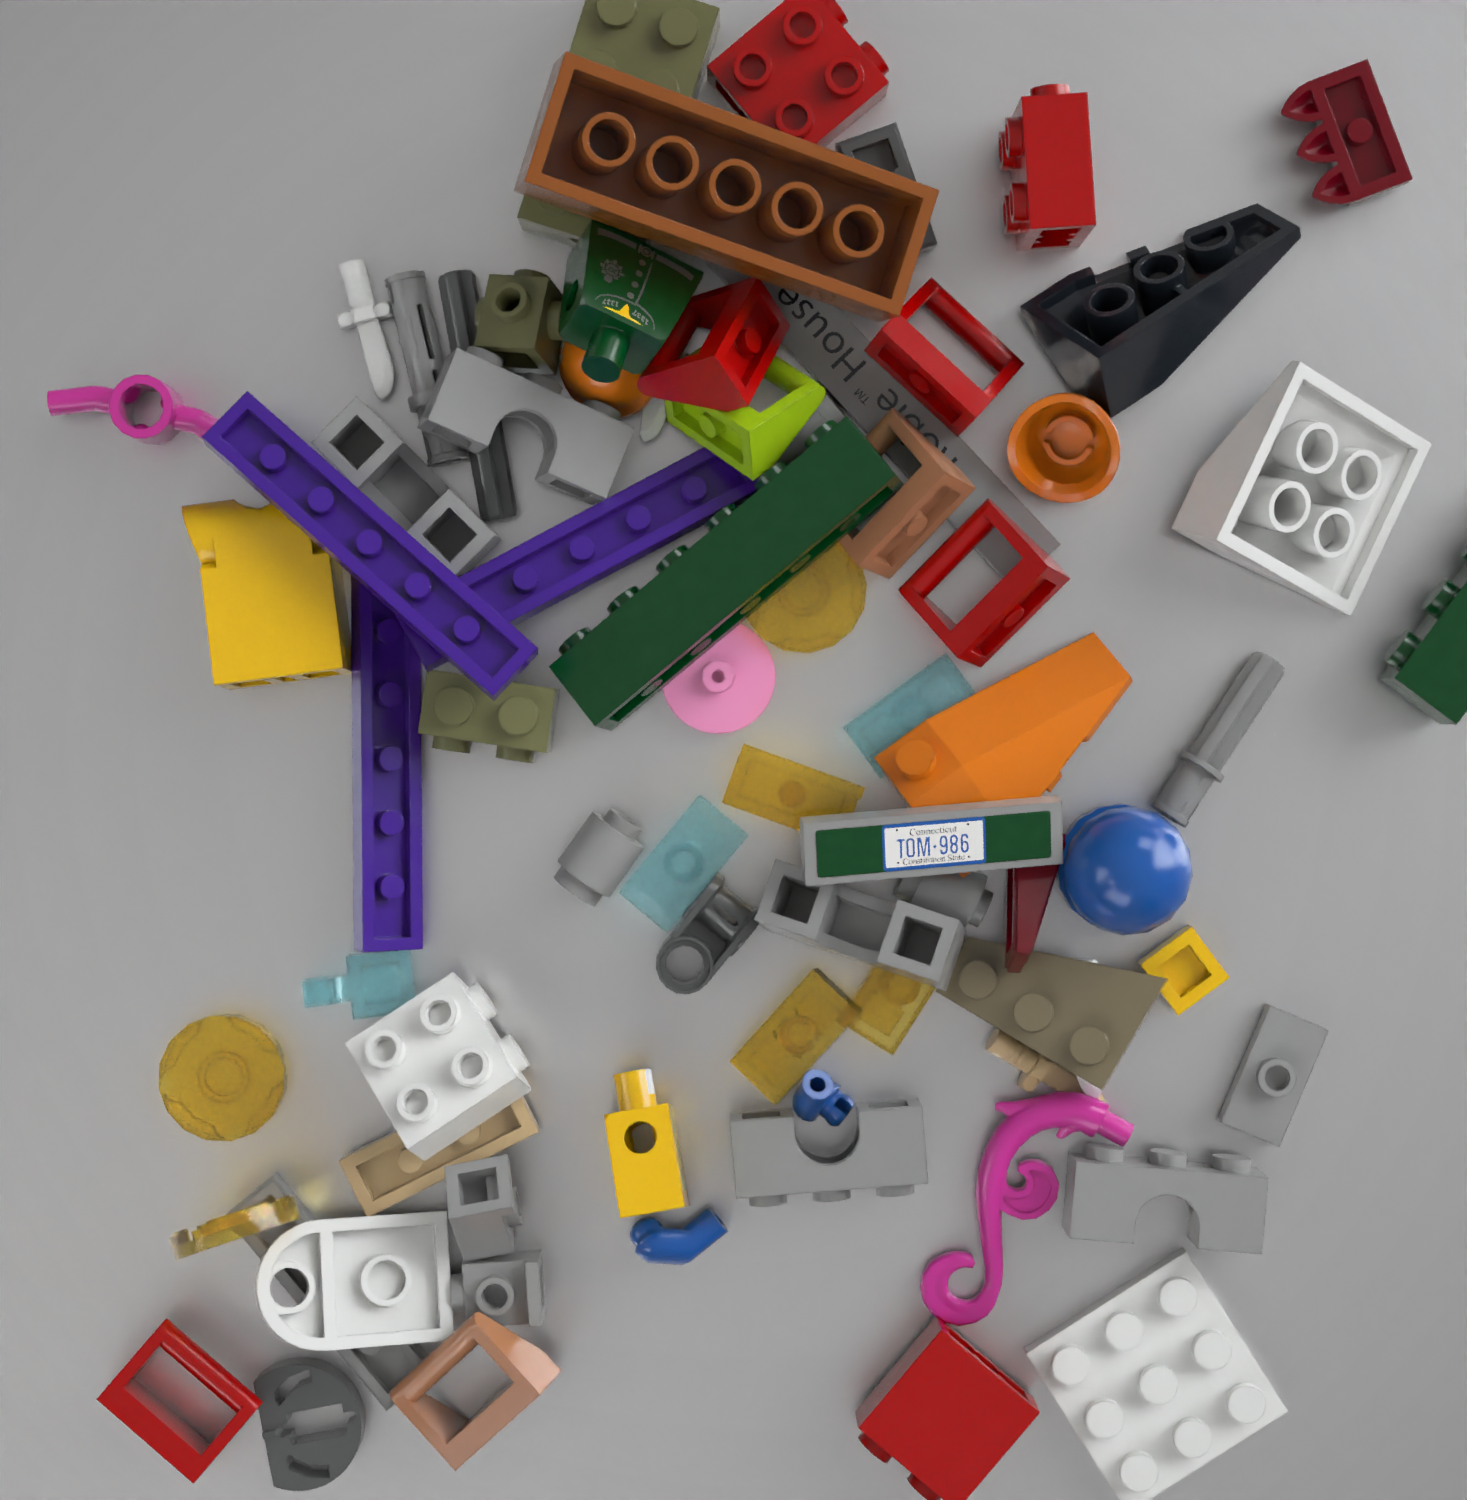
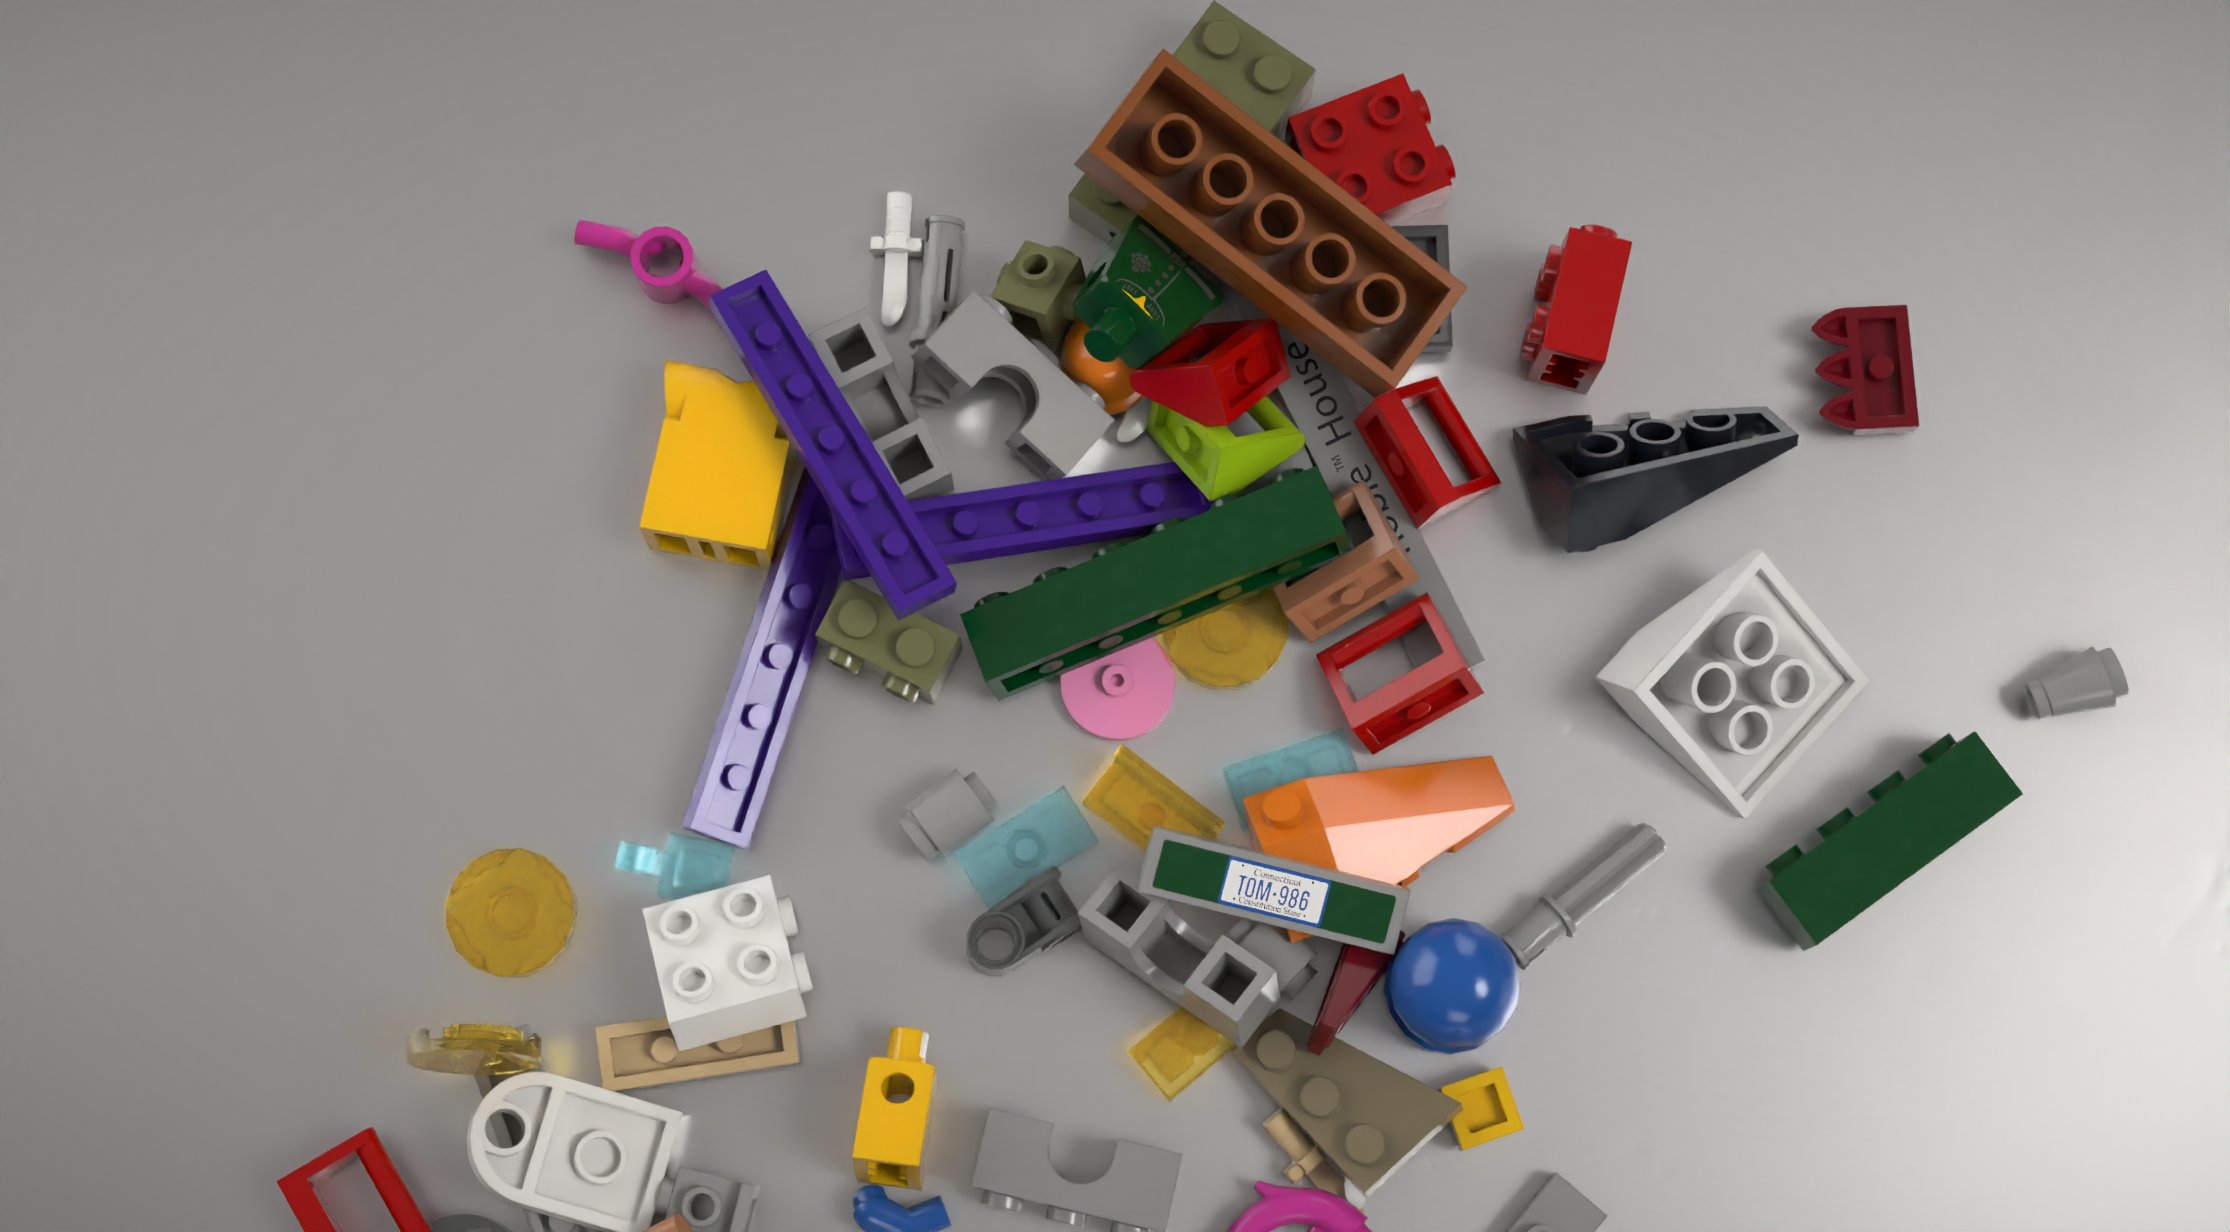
camera: 20 degrees right, 10 degrees down
(482, 1207) = (720, 1116): light grey brick -> none
(490, 465) = (969, 412): dark grey axle -> none
(796, 1036) = (1081, 1051): clear yellow plate -> none
(821, 1097) = (1083, 1119): blue arm -> none
(1064, 448) = (1514, 567): orange helmet -> none

